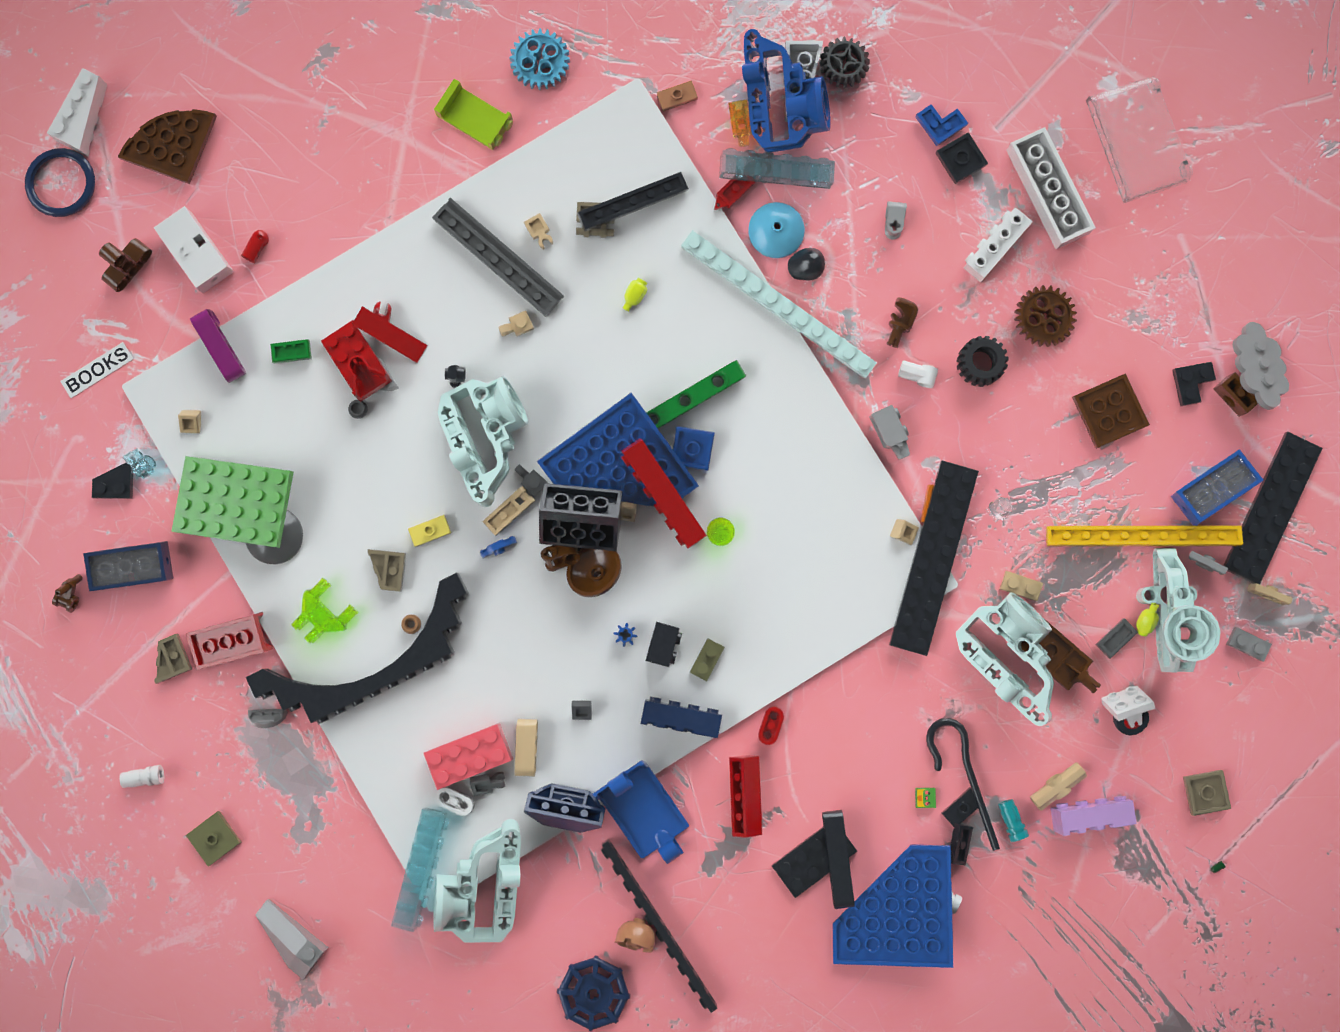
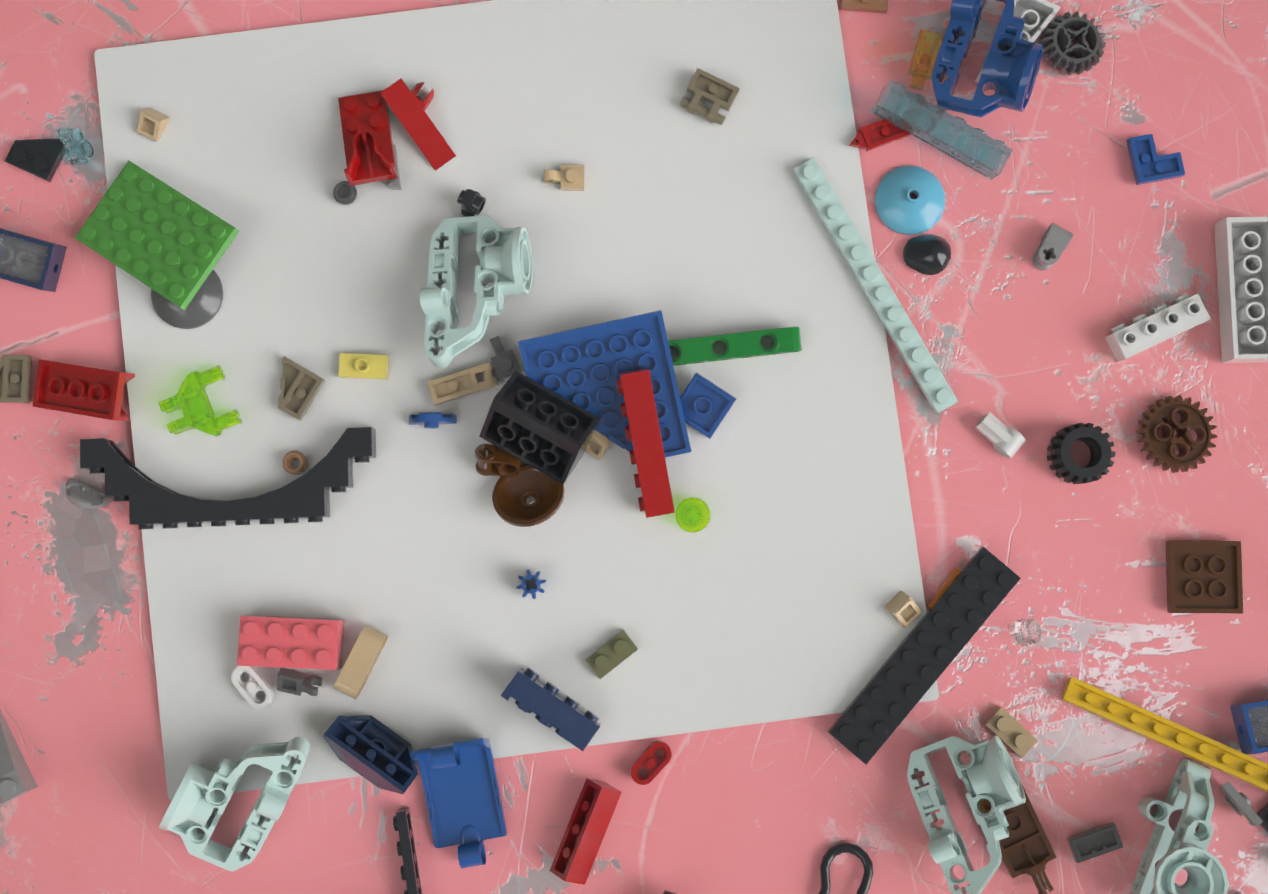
camera: 20 degrees right, 0 degrees up
(96, 370) = (76, 21): white sticker -> none
(208, 329) = (217, 26): magenta beam -> none
(291, 351) = (299, 94): green plate -> none
(419, 870) = (177, 746): clear light blue brick -> none
(498, 257) = (580, 91): dark grey plate -> none
(538, 228) = (639, 78): tan plate -> none
(581, 710) = (443, 647): dark grey plate -> none
(632, 201) = (760, 94): black plate -> none
(634, 293) = (716, 200): neon yellow plant -> none
(663, 644) = (566, 616): black brick -> none
(891, 431) = (939, 486): light grey hinge -> none
(901, 325) = (1020, 360): reddish brown piece -> none
(961, 158) = (1159, 211): black plate -> none
(1147, 620) = (1140, 839): neon yellow plant -> none

